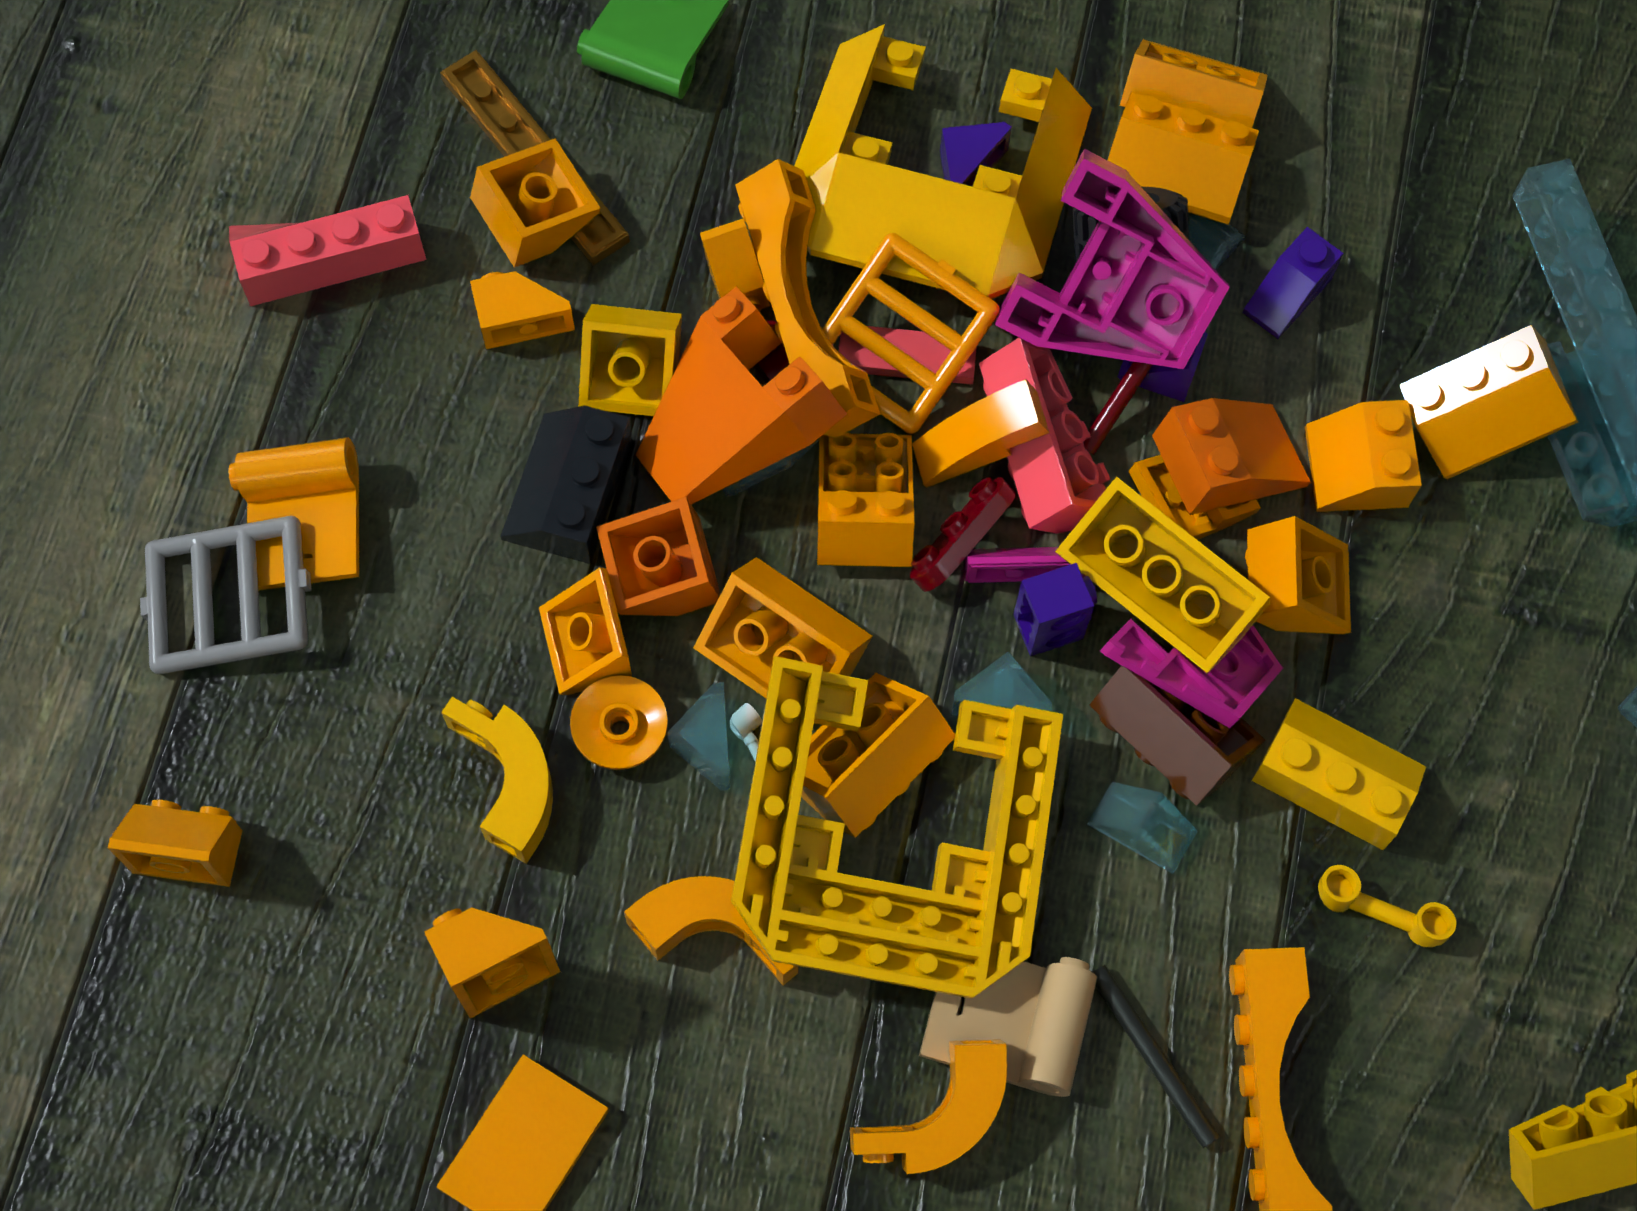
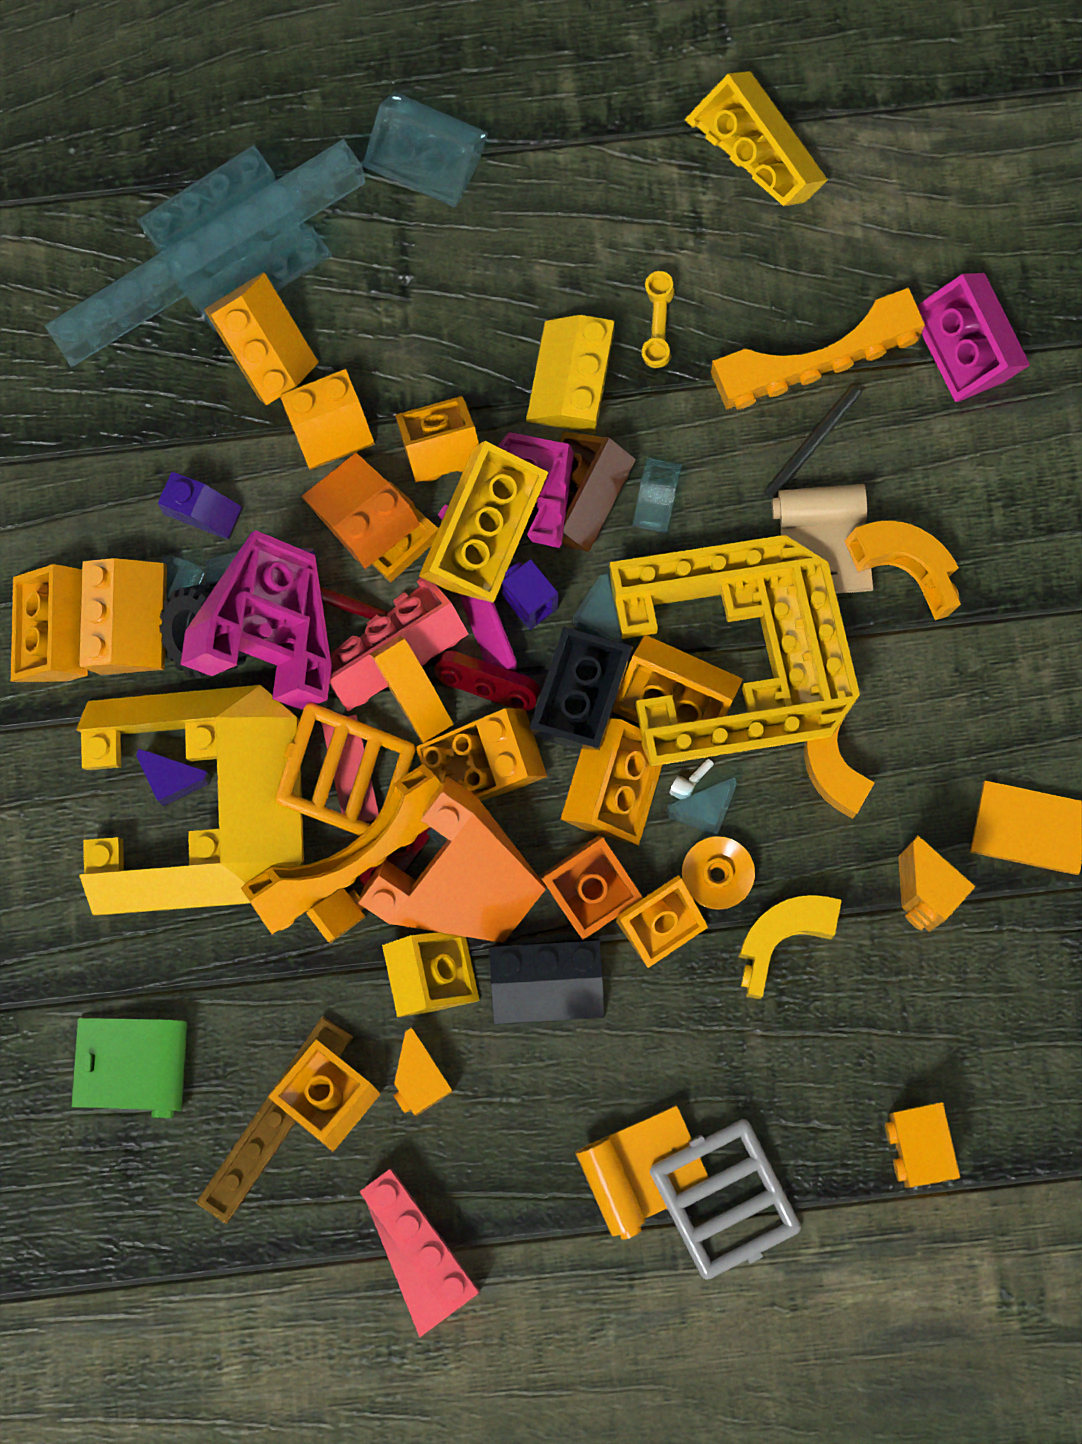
camera: 105 degrees left, 10 degrees up
(911, 625) = (580, 690): none -> black slope

